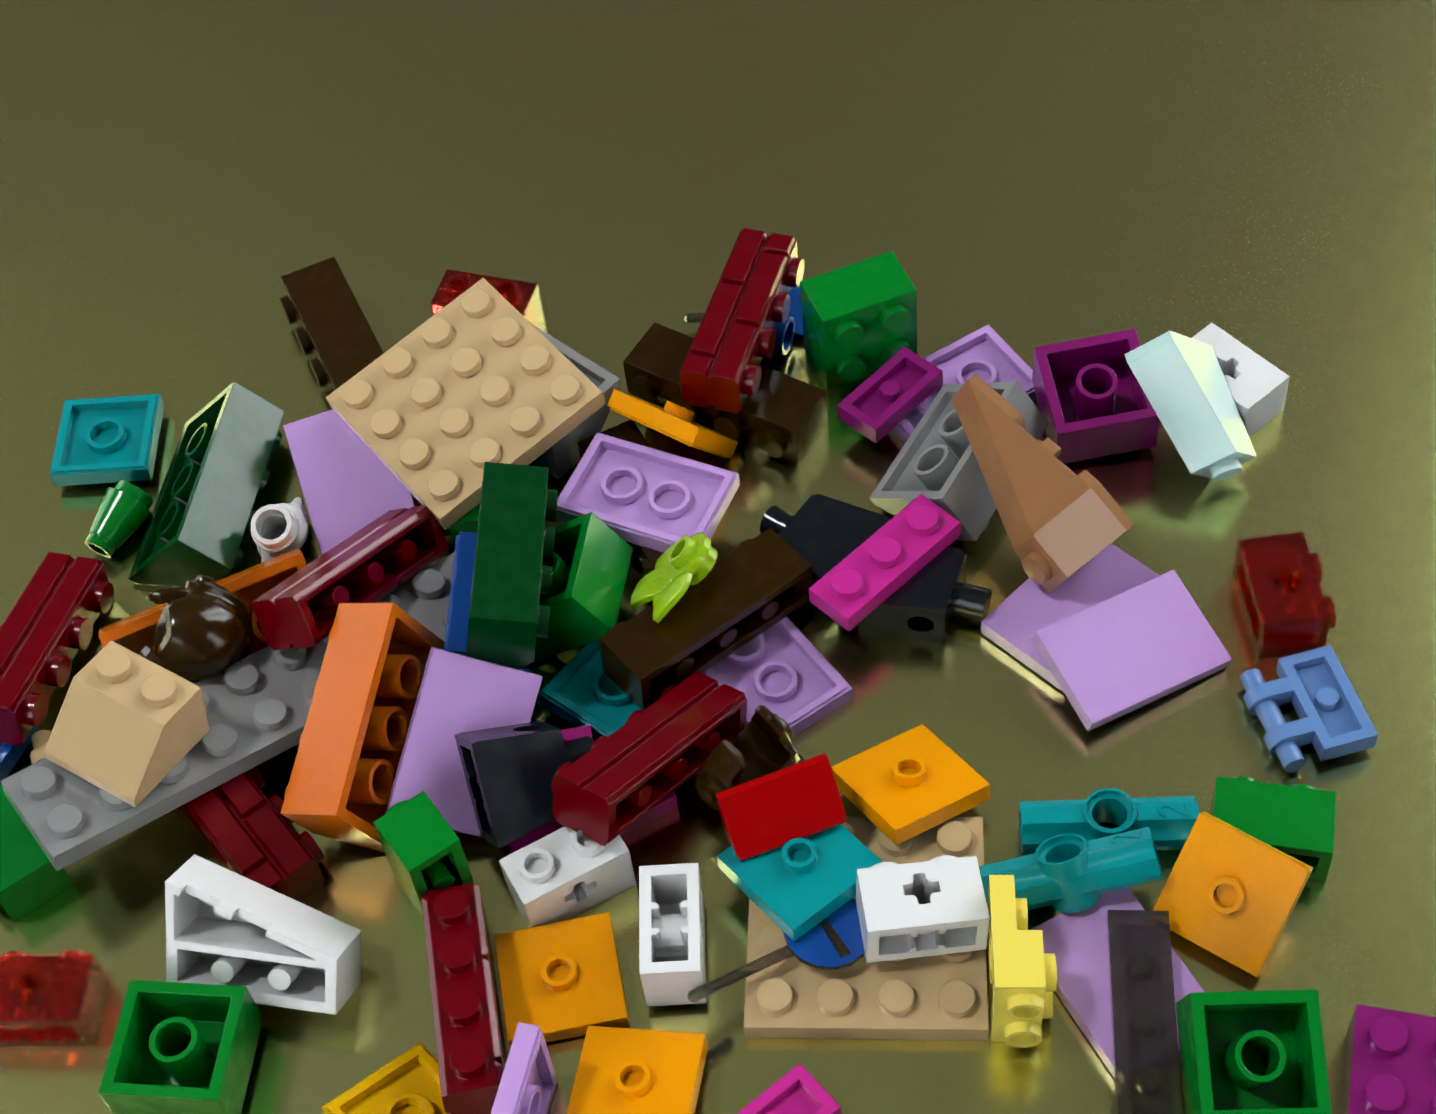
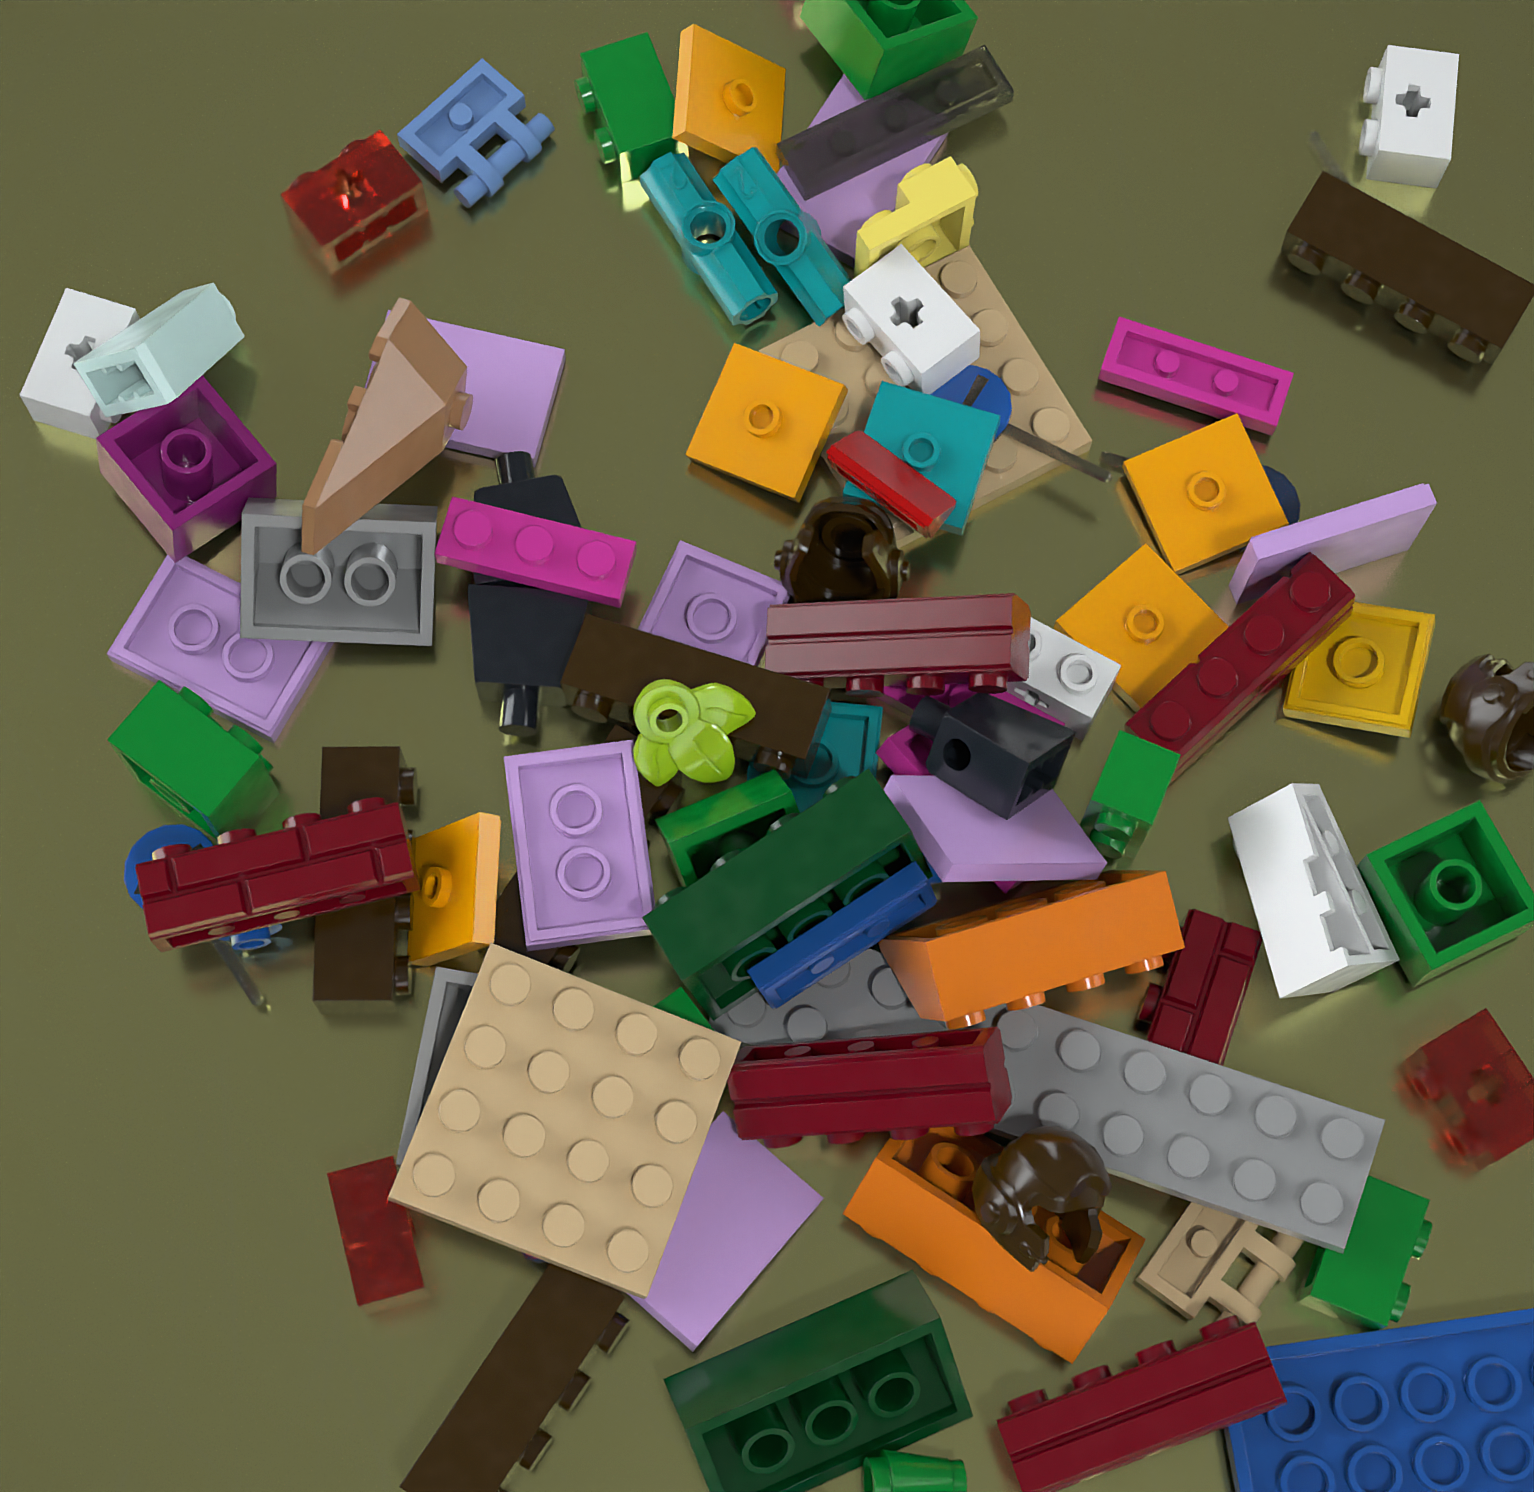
camera: 130 degrees left, 20 degrees up
(126, 723) = (1217, 1144): tan slope -> none
(279, 528) = (827, 1256): white animal -> none
(671, 933) = (1055, 532): white brick -> none
(890, 394) = (285, 683): magenta plate -> none
(1130, 649) = (499, 303): lavender tile -> none

